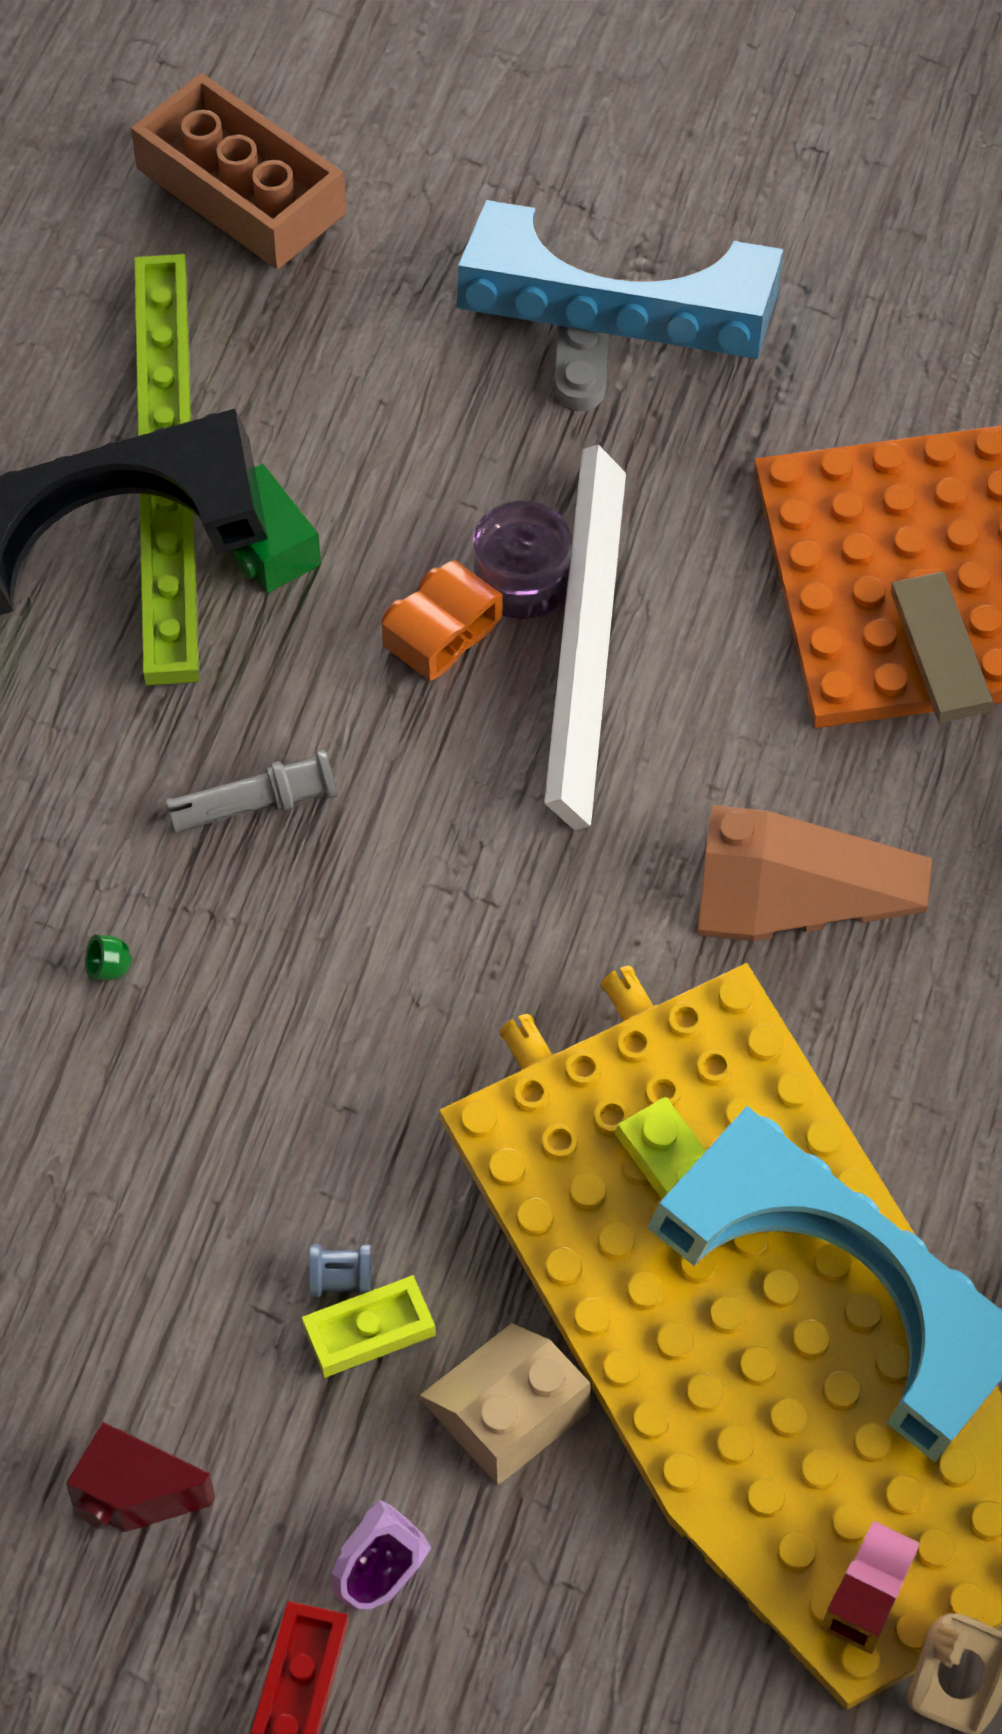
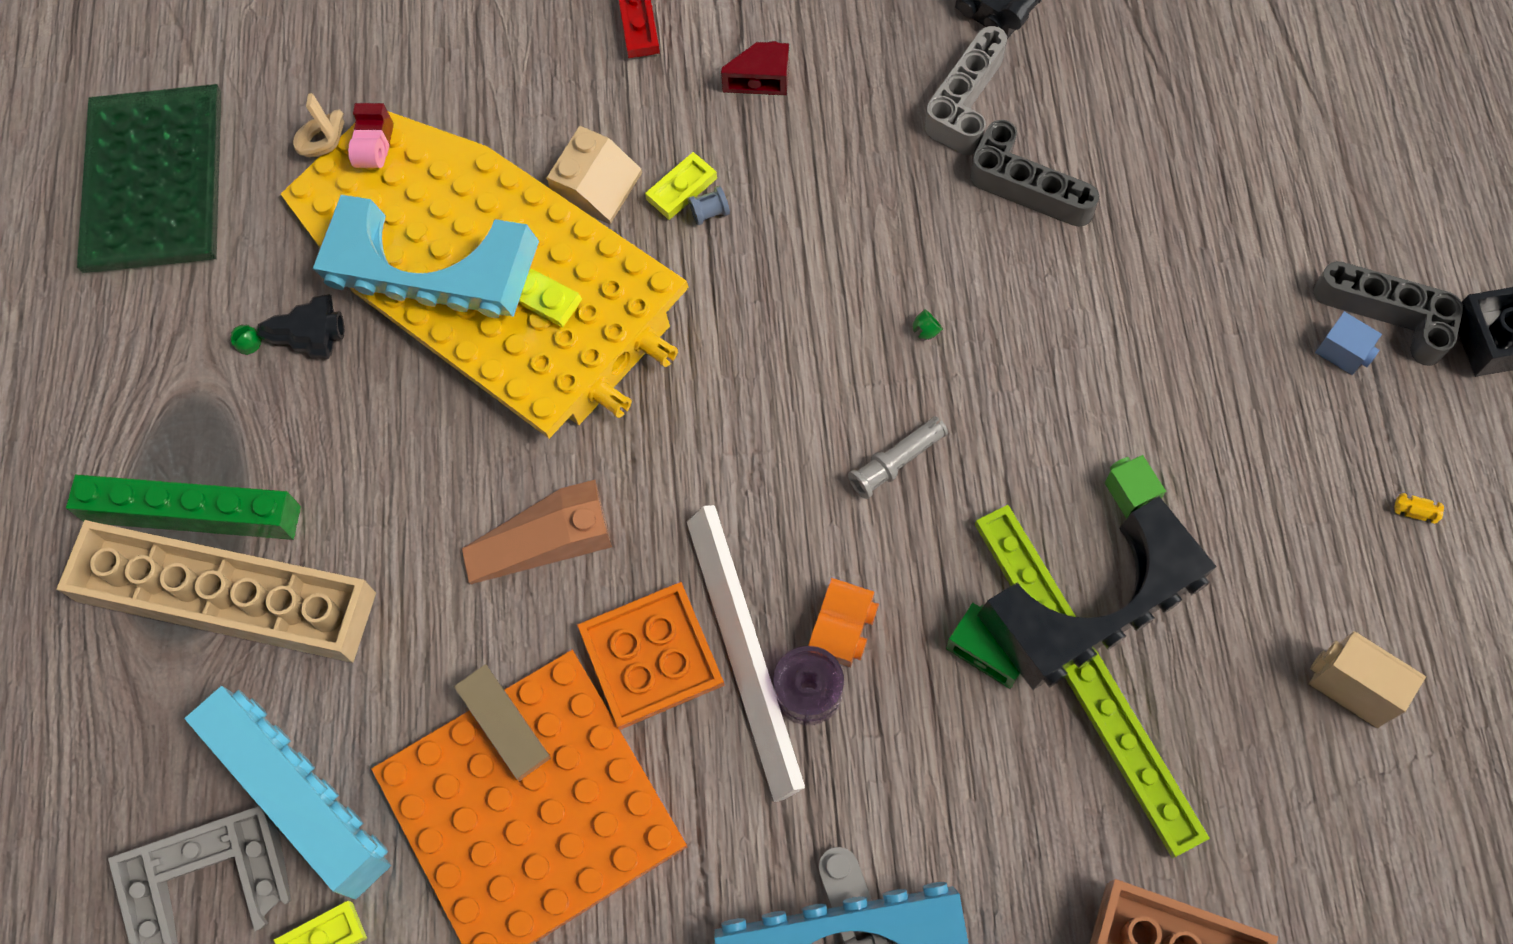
camera: 160 degrees right, 10 degrees up
(378, 1558) = (623, 83): rock -> none
(712, 674) = (650, 655): none -> orange plate

